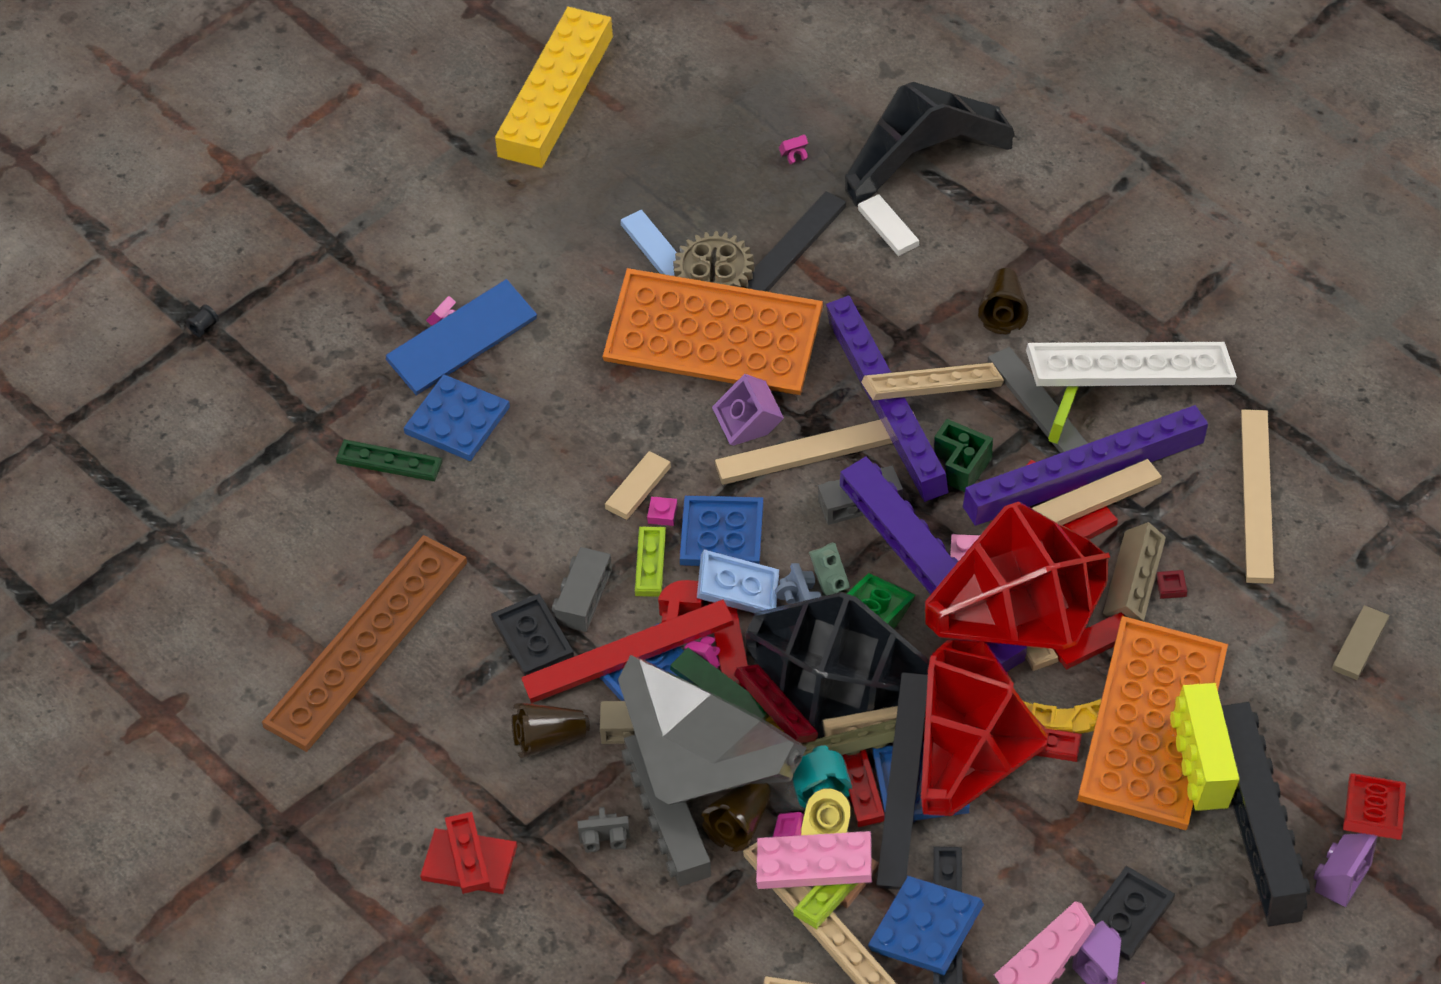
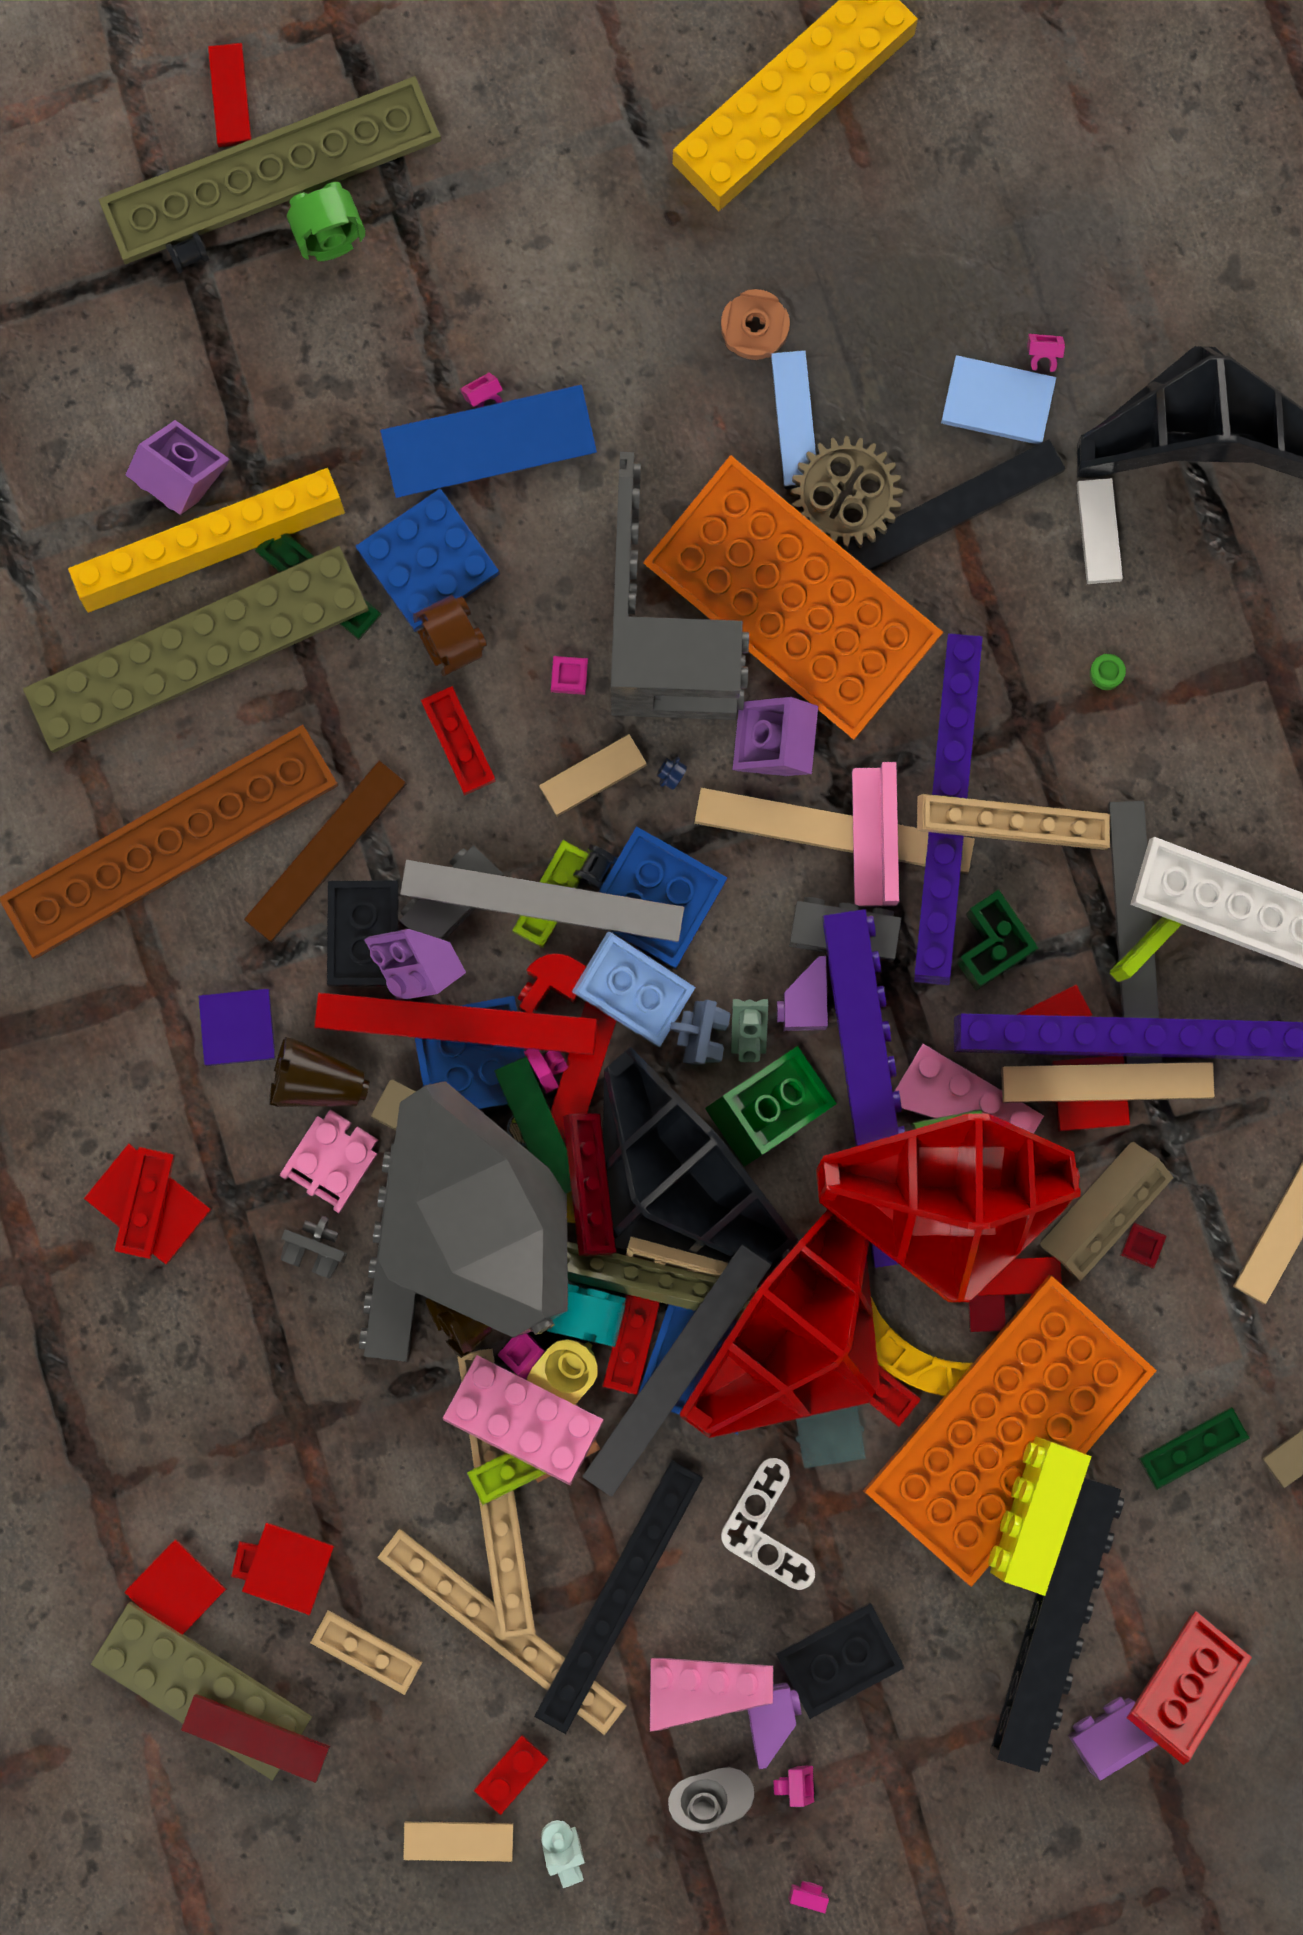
camera: 20 degrees right, 30 degrees up
(185, 233) = (229, 94): none -> red tile
(233, 258) = (270, 169): none -> olive plate
(256, 435) = (176, 466): none -> medium lavender slope
(287, 264) = (325, 222): none -> bright green brick
(299, 463) = (206, 540): none -> yellow brick
(323, 528) = (195, 649): none -> olive plate
(474, 729) = (237, 1027): none -> dark purple tile
(478, 604) = (325, 851): none -> reddish brown tile
(496, 441) = (449, 634): none -> reddish brown brick
(535, 502) = (458, 740): none -> red plate
(577, 620) = (414, 962): none -> medium lavender slope
(586, 776) = (332, 1159): none -> bright pink plate
(589, 439) = (569, 675): none -> dark pink tile
(600, 221) = (755, 344): none -> nougat plate
(644, 556) = (542, 901): none -> light grey tile
(647, 381) = (667, 662): none -> dark grey bracket
(662, 511) = (602, 828): dark pink plate -> none
(670, 527) = (595, 867): none -> black bush
(690, 459) = (671, 773): none -> dark blue plate
(780, 186) = (998, 400): none -> light blue tile
(847, 428) = (875, 836): none -> bright pink panel
(859, 543) = (806, 1000): none -> medium lavender slope
(926, 925) = (605, 1565): blue plate -> none
(941, 293) = (1107, 671): none -> bright green tile
(1003, 303) = (1172, 733): dark brown cone -> none
(1021, 867) = (756, 1538): none -> white beam
(1033, 785) = (830, 1438): none -> clear light blue piece
(1092, 667) = (986, 1313): none -> dark red tile
(1283, 682) = (1193, 1448): none -> dark green tile

